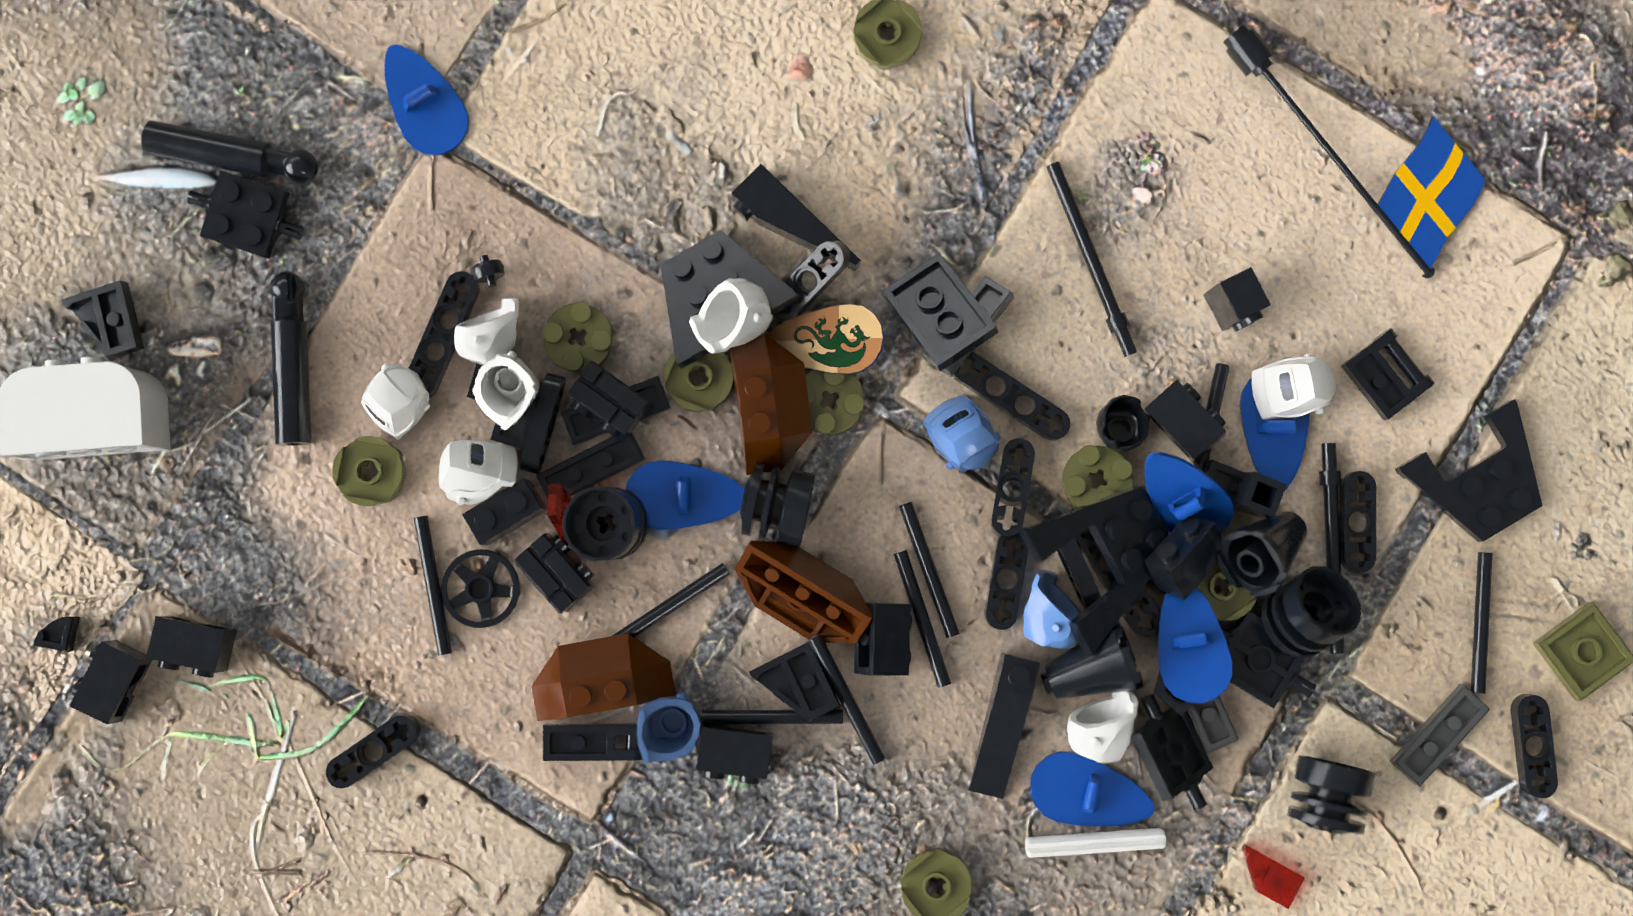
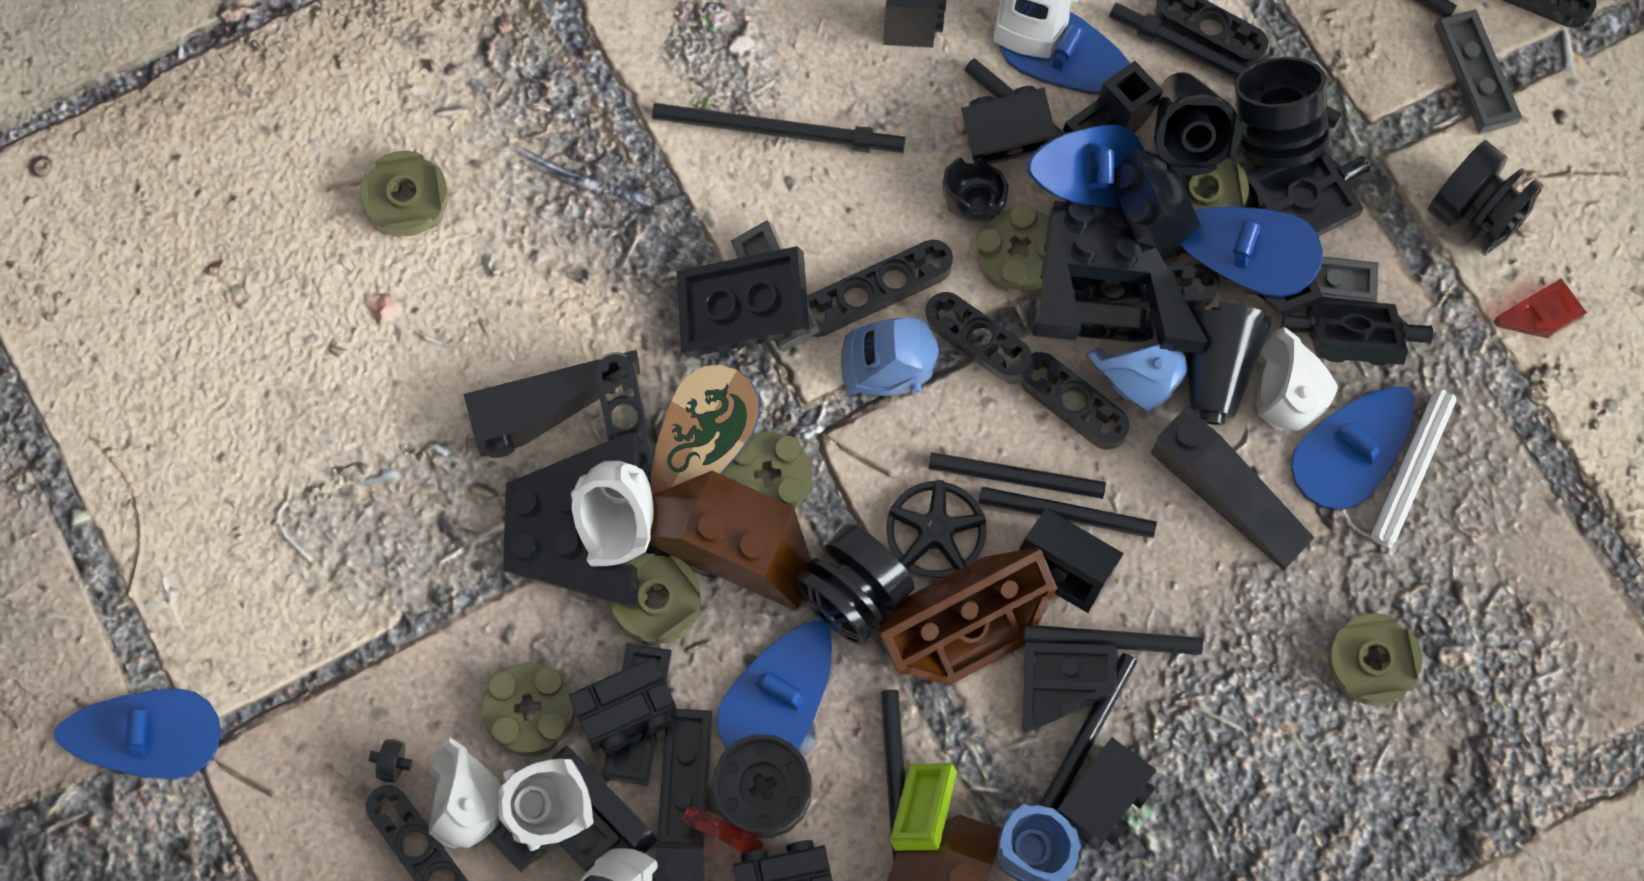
camera: 65 degrees left, 15 degrees down
(655, 636) = (923, 807): none -> lime tile
(857, 536) = (935, 528): none -> black wheel

